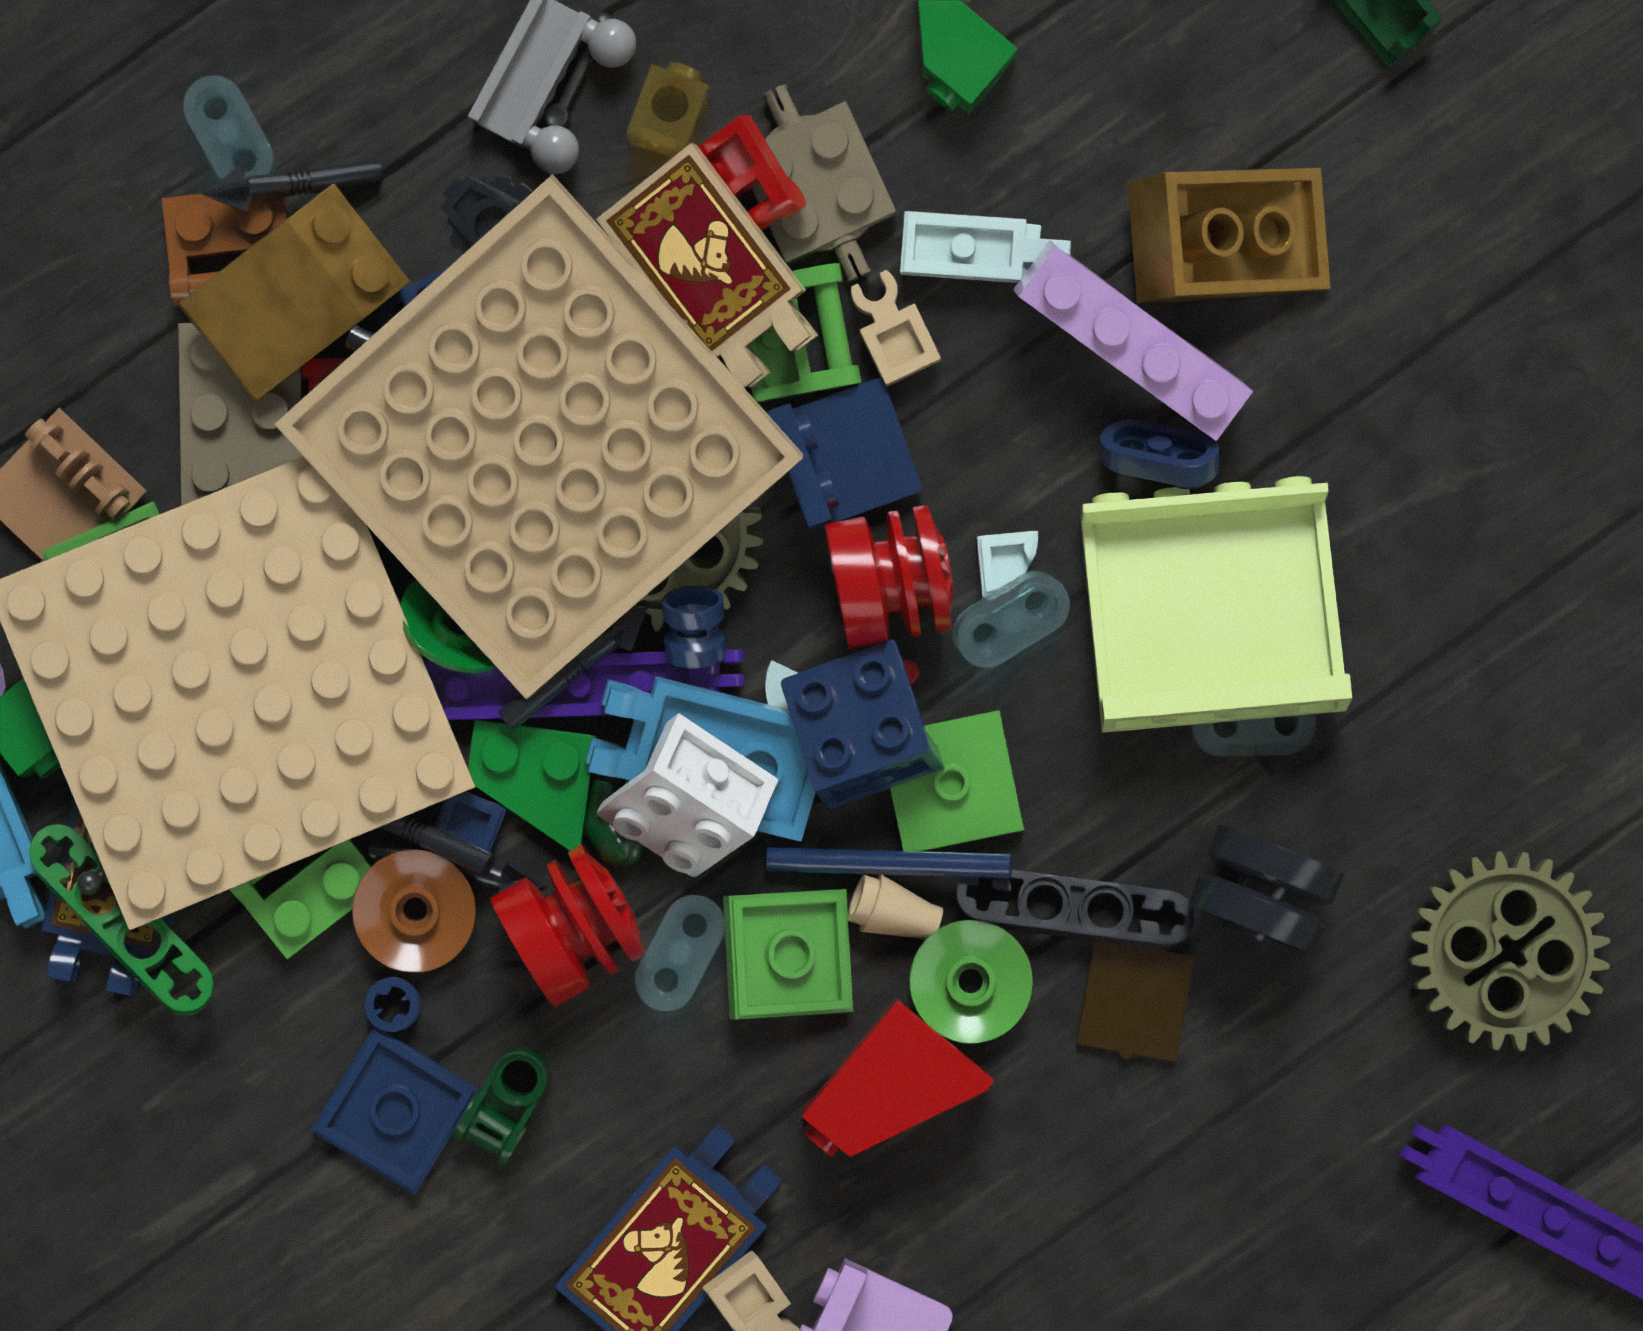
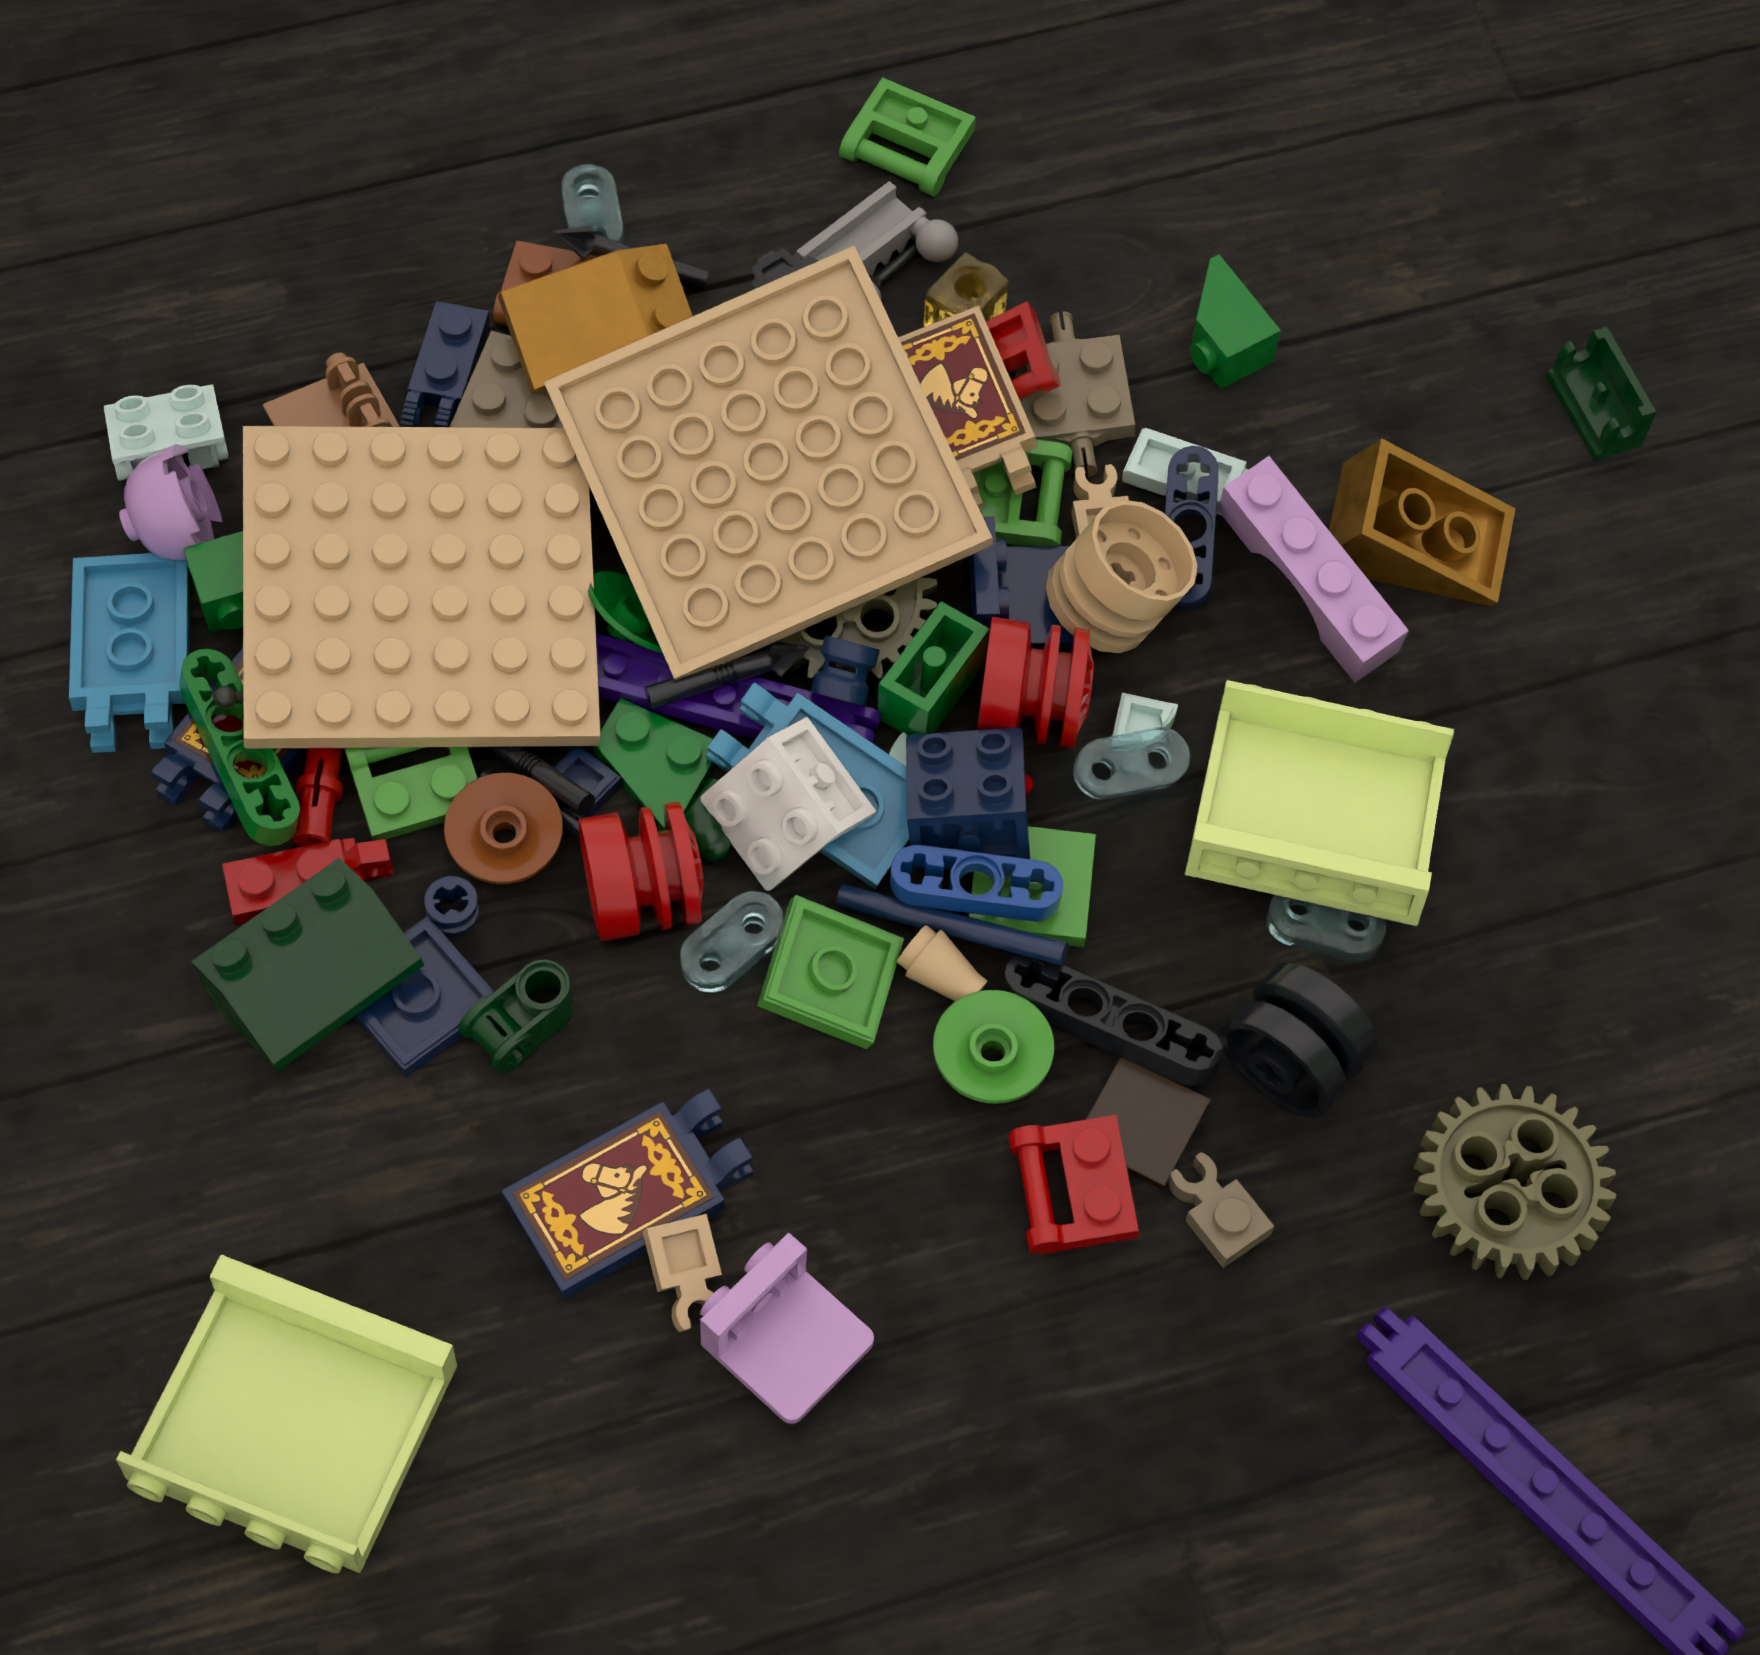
camera: 10 degrees right, 25 degrees down
(145, 379) = (445, 362): none -> dark blue hinge
(225, 967) = (316, 820): none -> red pin
(234, 1024) = (264, 879): none -> red hinge
(284, 1130) = (307, 964): none -> dark green slope
(782, 593) = (933, 672): none -> green brick
(891, 1083) = (890, 1097): red slope -> none
(943, 796) = (960, 862): none -> blue beam
(964, 407) = (1121, 575): none -> tan wheel
(1016, 362) = (1206, 490): none -> dark blue beam
(1108, 1084) = (1094, 1182): none -> red plate
(1160, 453) = (1288, 665): dark blue plate -> none
(1241, 1075) = (1223, 1217): none -> dark tan plate

